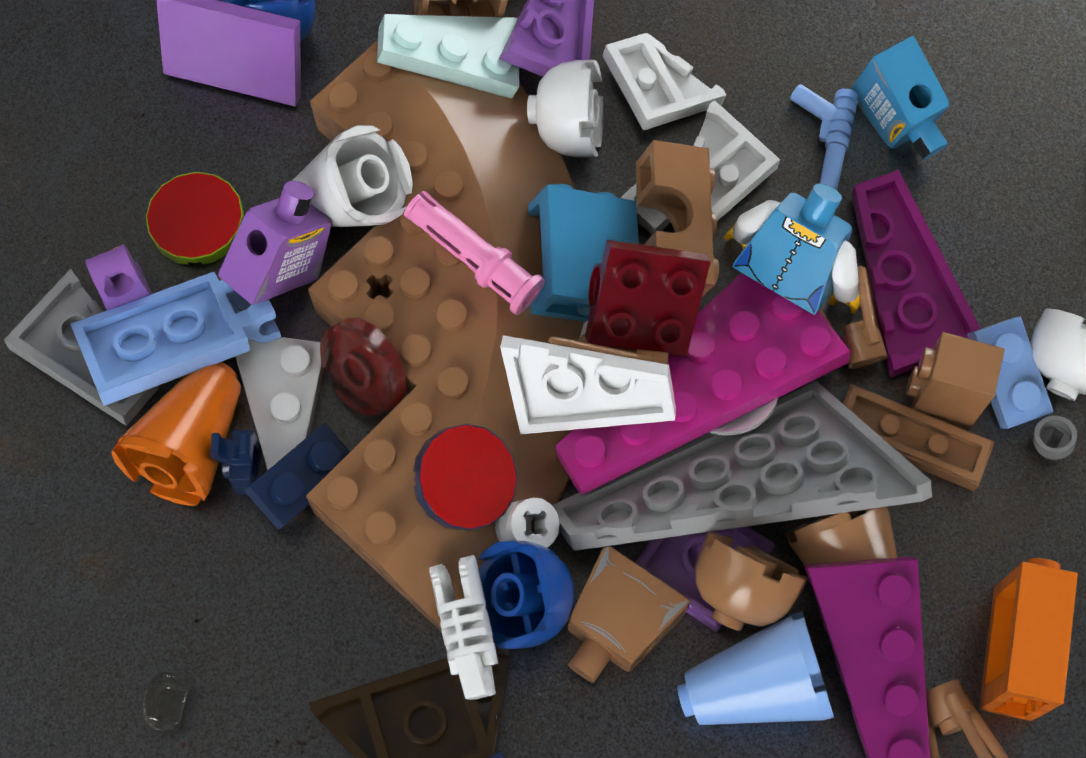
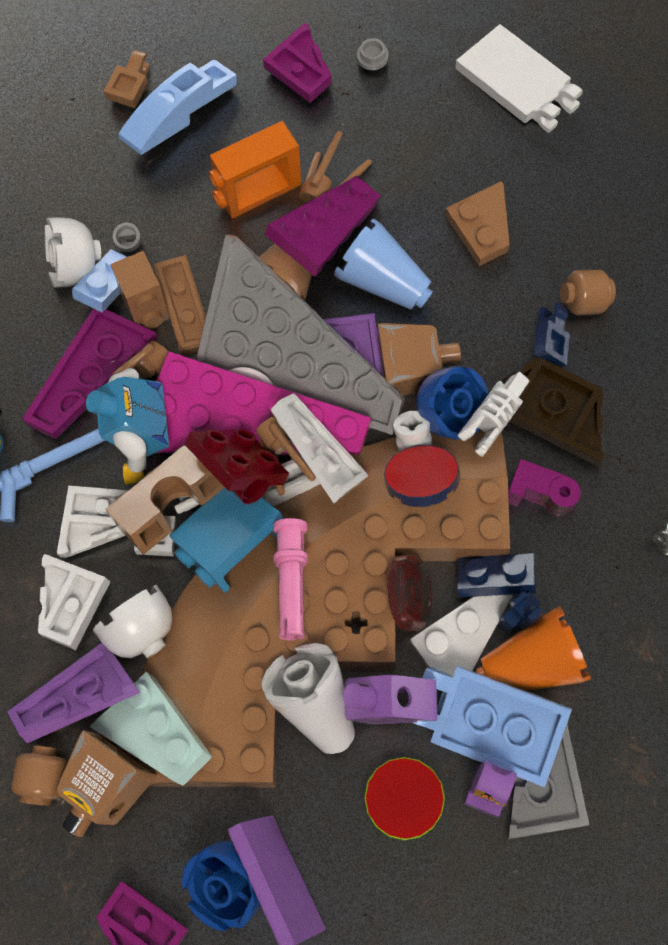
camera: 130 degrees left, 0 degrees up
(344, 616) = (543, 487): none -> magenta leg
(745, 583) = (345, 299): medium nougat cylinder -> none

